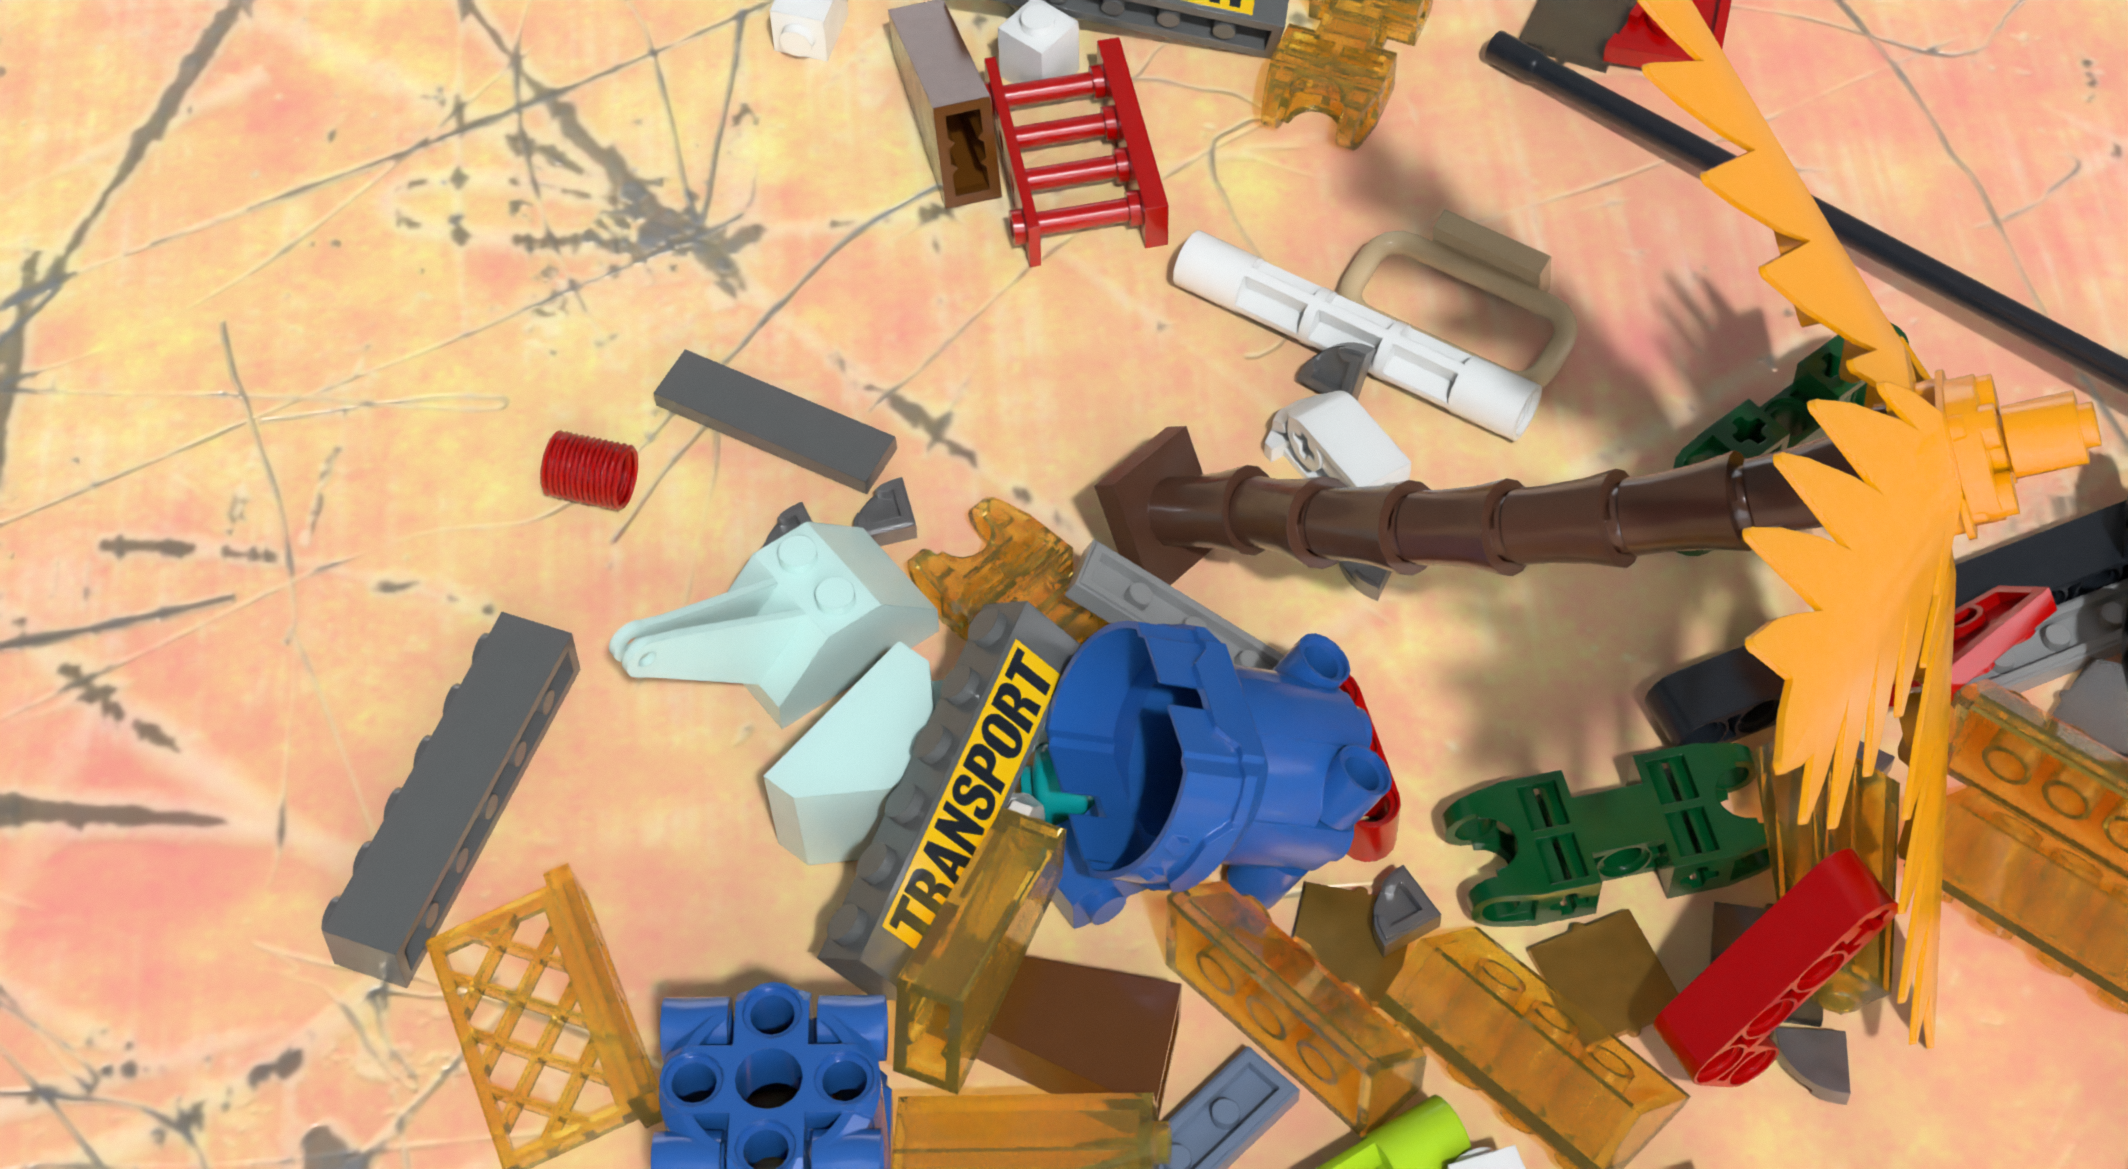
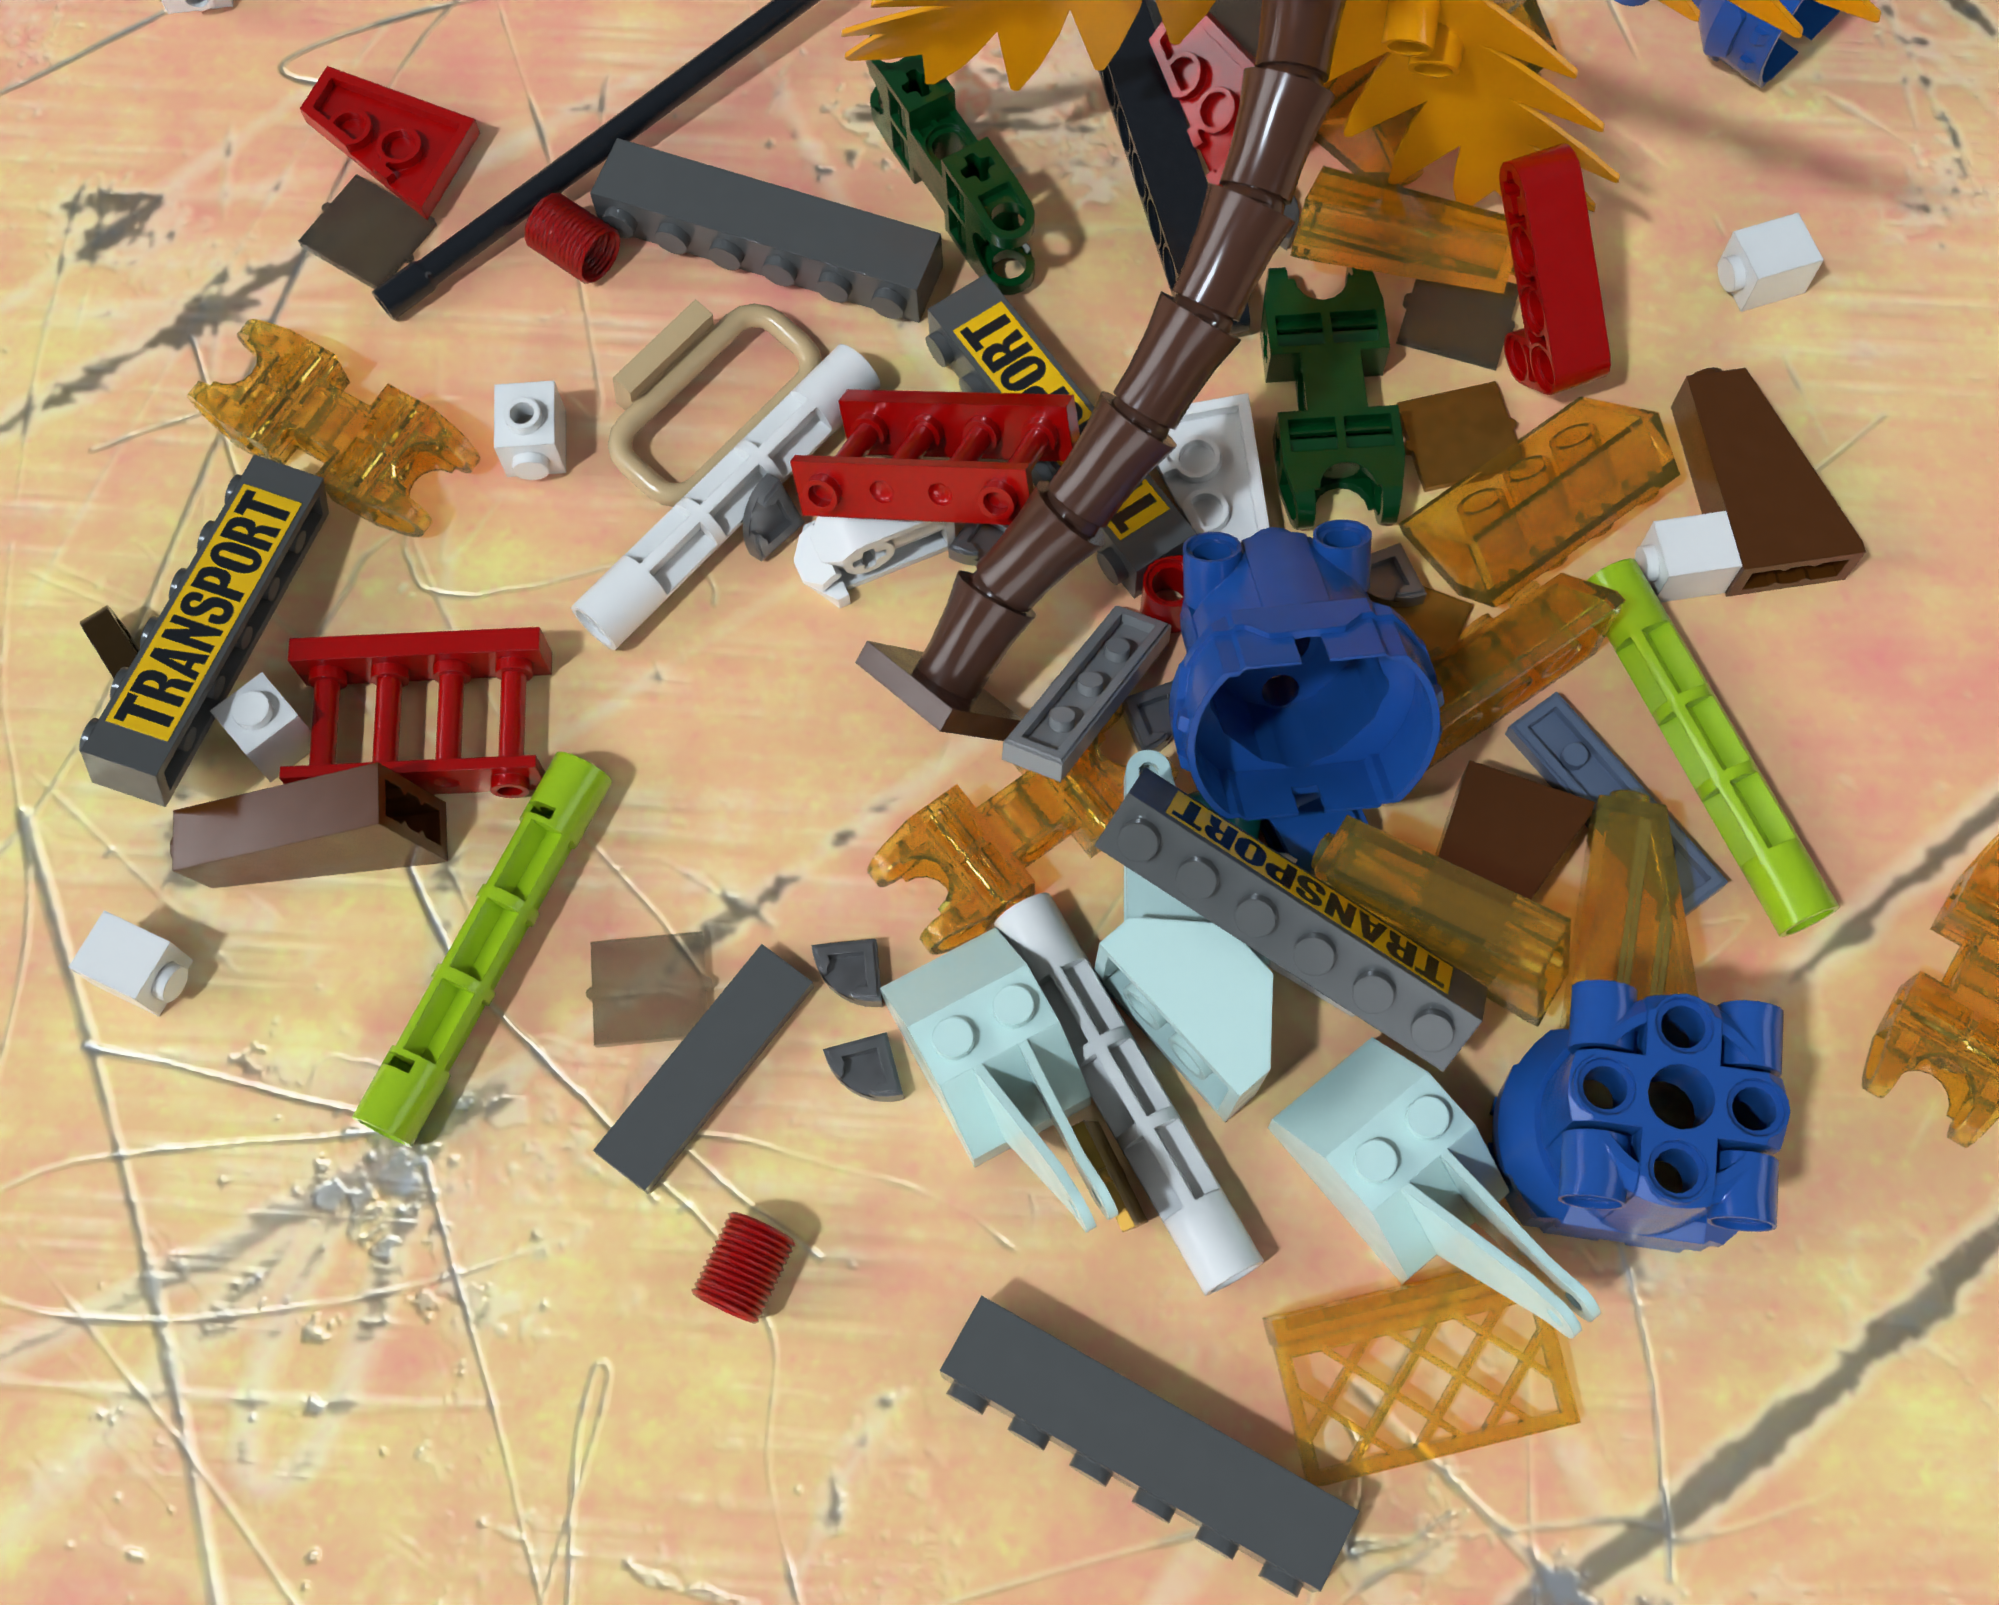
camera: 80 degrees left, 15 degrees up
(677, 810) = (1132, 1098): none -> white piece
(695, 719) = (1111, 1172): none -> pearl gold piece
(722, 940) = (1416, 1179): none -> light aqua slope
(848, 369) = (648, 988): none -> clear smoke piece
(863, 239) = (466, 979): none -> lime piece
(1385, 173) = (530, 429): none -> white brick
(1457, 432) = (936, 424): none -> red fence
(1457, 625) = (999, 353): none -> brick
(1490, 739) = (1217, 468): none -> white wing
(1607, 163) = (572, 238): none -> red piece
(1664, 318) = (768, 230): none -> dark grey brick

